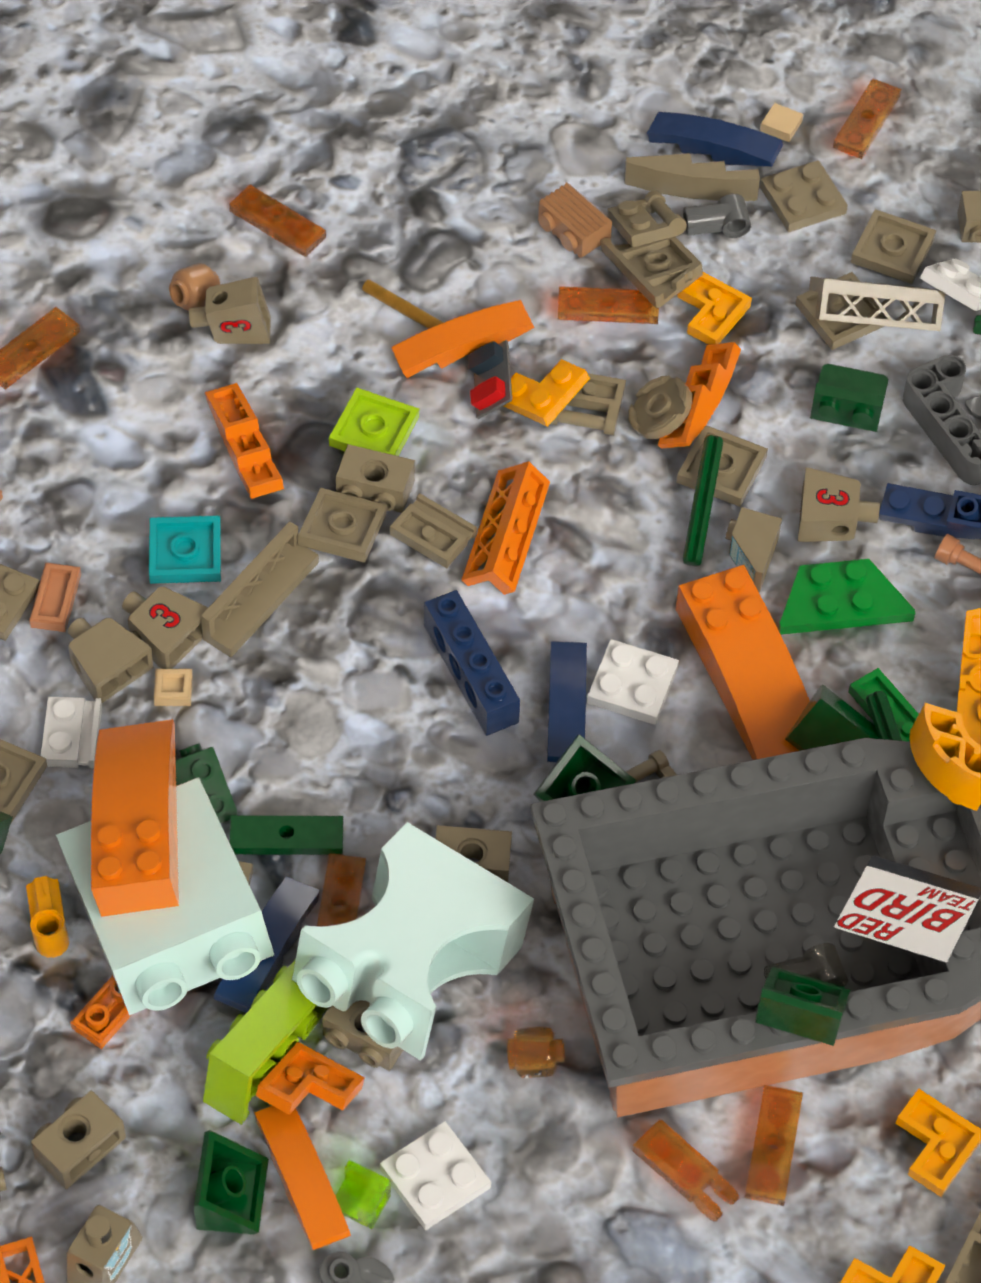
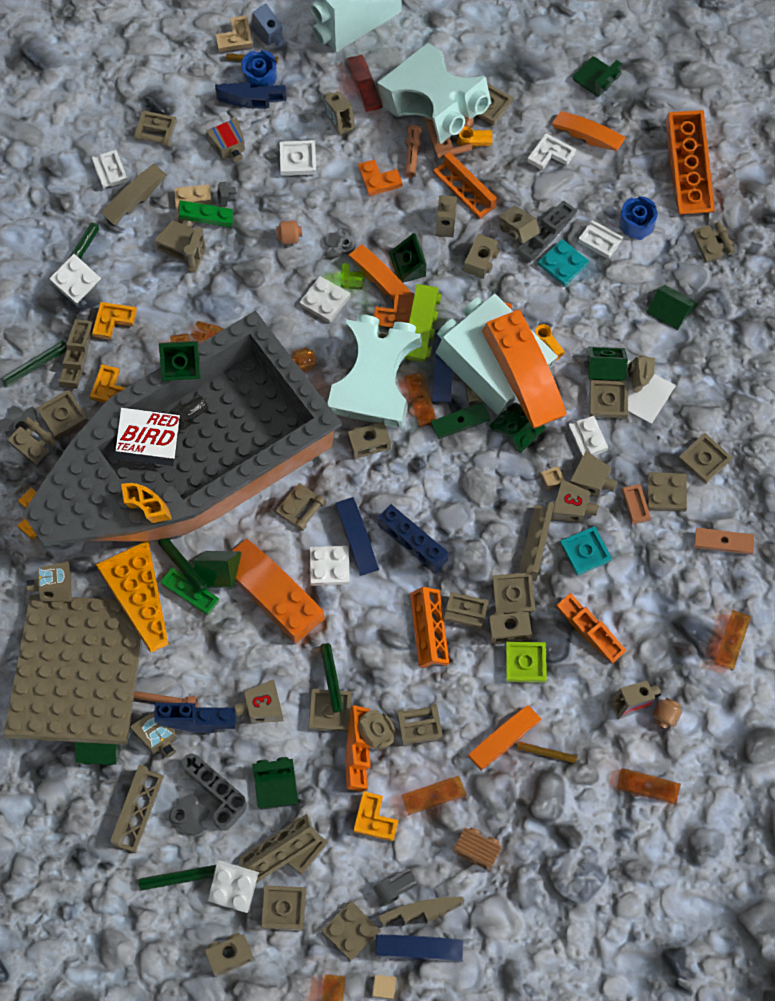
camera: 160 degrees right, 10 degrees up
(491, 377) = (473, 709): piece -> none
(549, 397) = (443, 710): light orange plate -> none
(581, 771) = (327, 486): dark green slope -> none
(637, 225) = (441, 861): dark tan plate -> none
(656, 268) = (416, 826): dark tan wing -> none
(753, 542) = (296, 664): dark tan slope -> none
(842, 597) = (240, 655): green wing -> none

